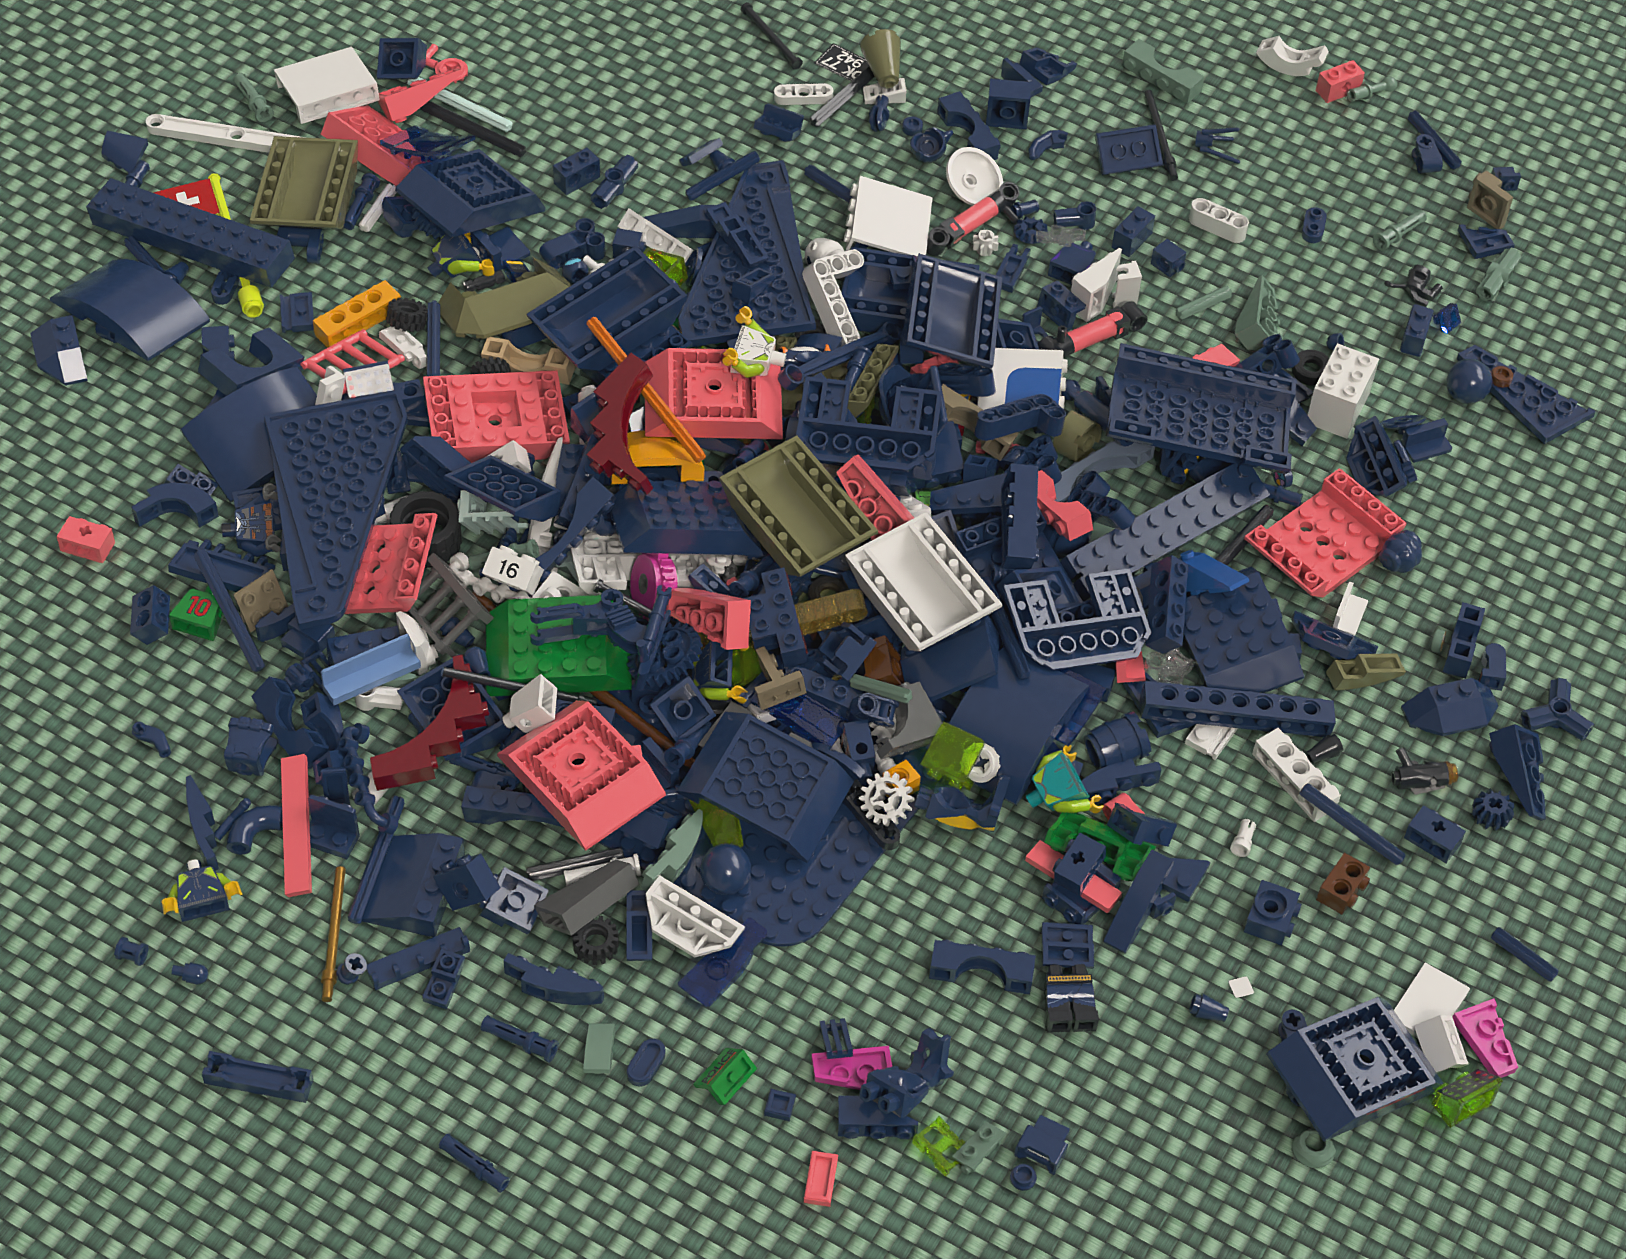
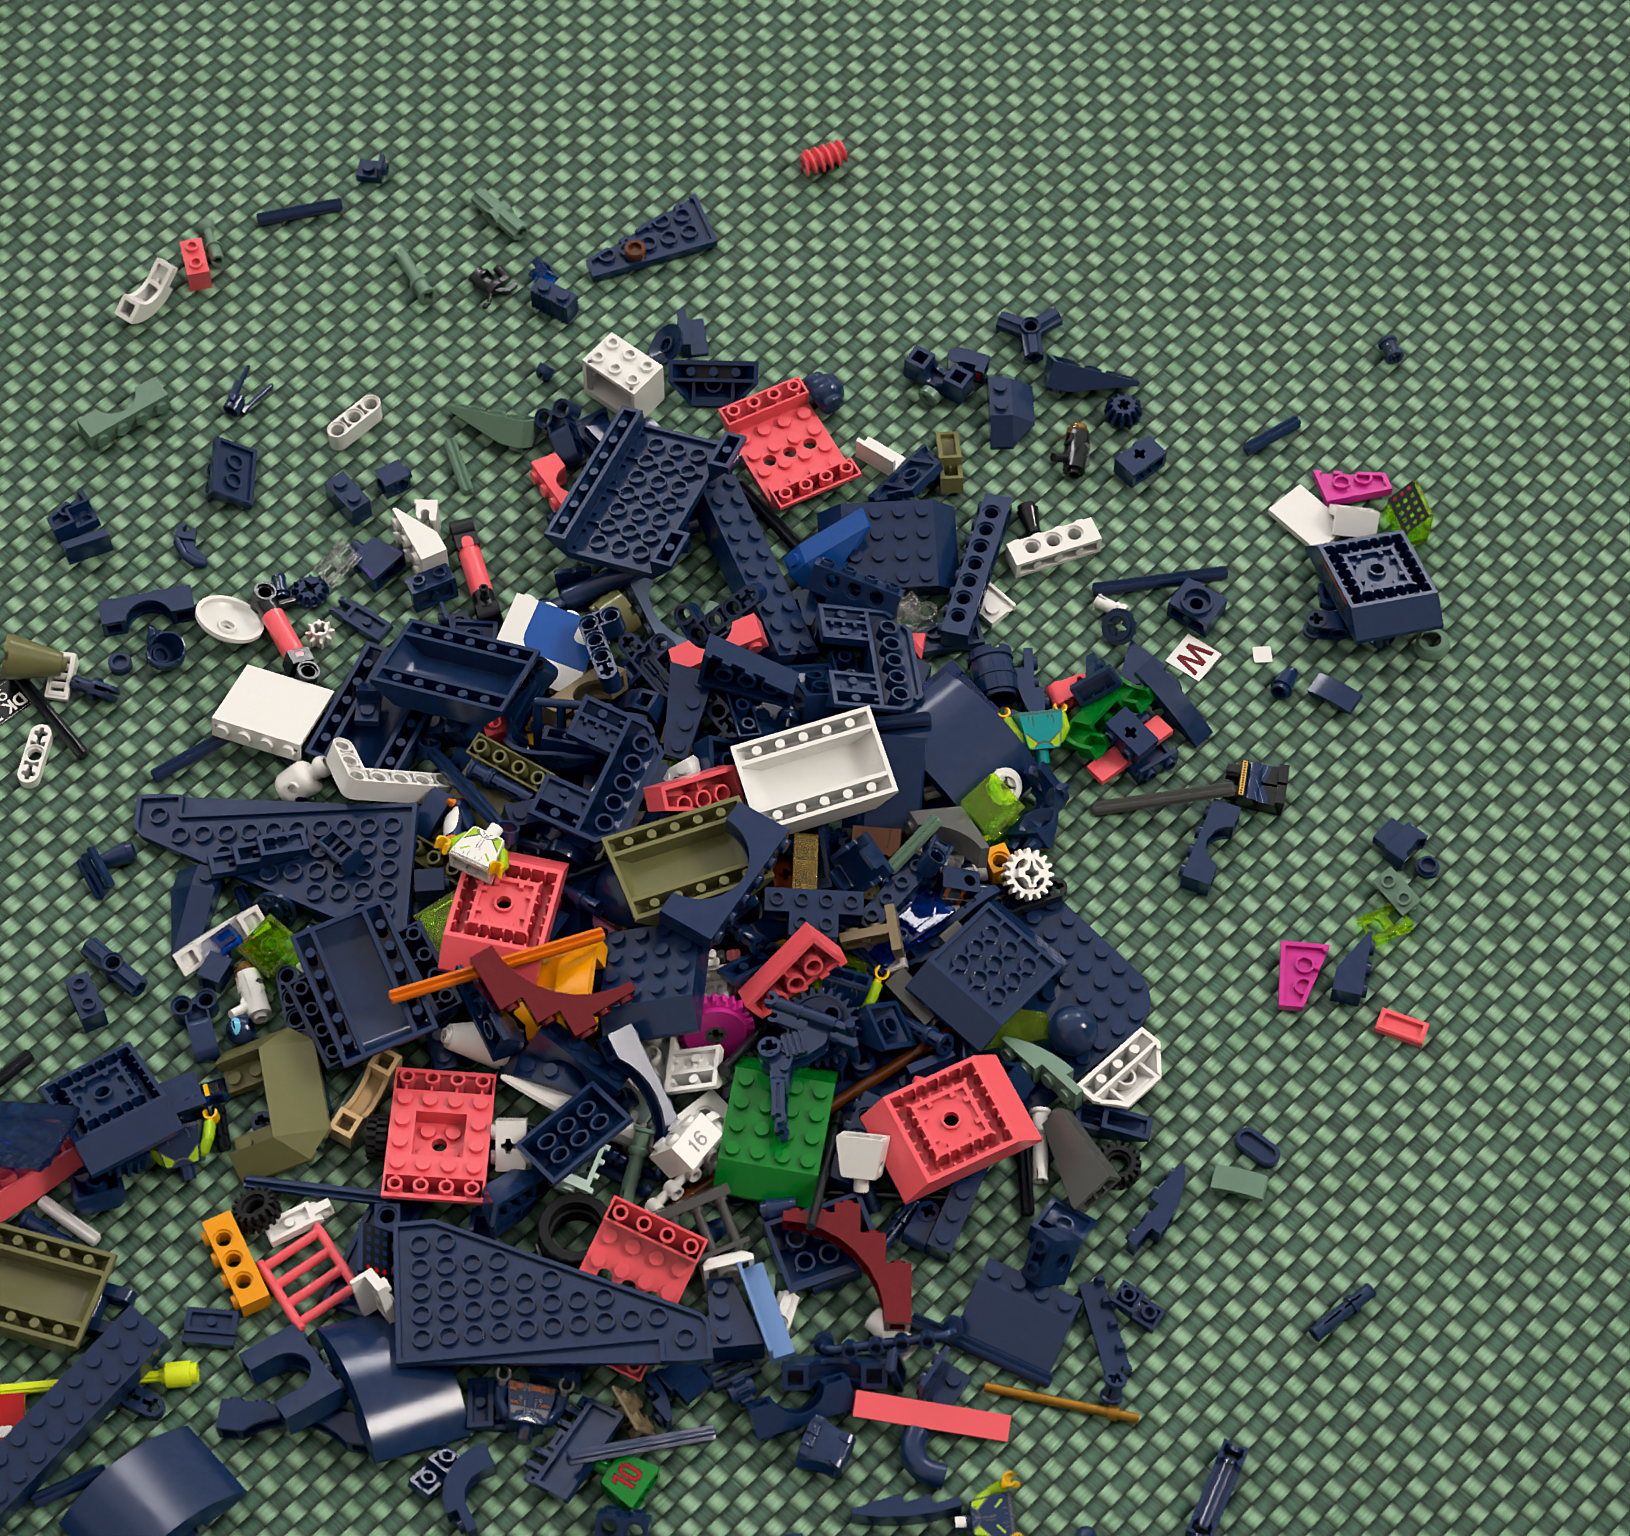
camera: 75 degrees left, 5 degrees up
(177, 272) = (108, 1451): dark blue cone -> none
(228, 822) = (901, 1475): dark blue piece -> none
(529, 1041) = (1220, 1239): dark blue pin -> none
(655, 240) = (226, 939): none -> clear blue tile
(722, 175) = (142, 858): dark blue axle -> none
(722, 968) = (1179, 1073): clear blue piece -> none
(726, 1074) = (1283, 1083): green panel -> none
(779, 122) = (78, 787): dark blue bracket -> none
(780, 1105) = (1321, 1045): dark blue tile -> none
(821, 552) = (707, 919): none -> dark blue arch
(834, 1027) = (1266, 977): dark blue tile -> none
(904, 1089) = (1328, 925): dark blue hips -> none
(1008, 103) = (132, 561): dark blue brick -> none
(1024, 914) = (1163, 798): none -> dark grey axle
(1067, 944) = (1199, 770): dark blue slope -> none
(1082, 216) = (308, 545): dark blue piece -> none
(1168, 161) = (254, 443): black bar -> none
(1210, 1057) = (1335, 693): none -> dark blue slope
(1214, 924) = (1193, 657): none -> white sticker
(1219, 844) = (1110, 631): none -> dark blue gear
(1295, 878) = (1158, 580): none -> dark blue axle
(1310, 356) = (576, 389): black tyre -> none
(1314, 225) = (381, 345): dark blue plate -> none
(1341, 882) = (1174, 547): reddish brown brick -> none
(1352, 824) = (1121, 518): dark blue axle -> none
(1406, 462) = (721, 357): dark blue piece -> none
(1427, 155) = (325, 224): dark blue piece -> none
(1469, 381) = (637, 276): dark blue piece -> none
(1485, 241) = (451, 212): dark blue wing -> none
(1489, 200) = (408, 189): dark tan plate -> none

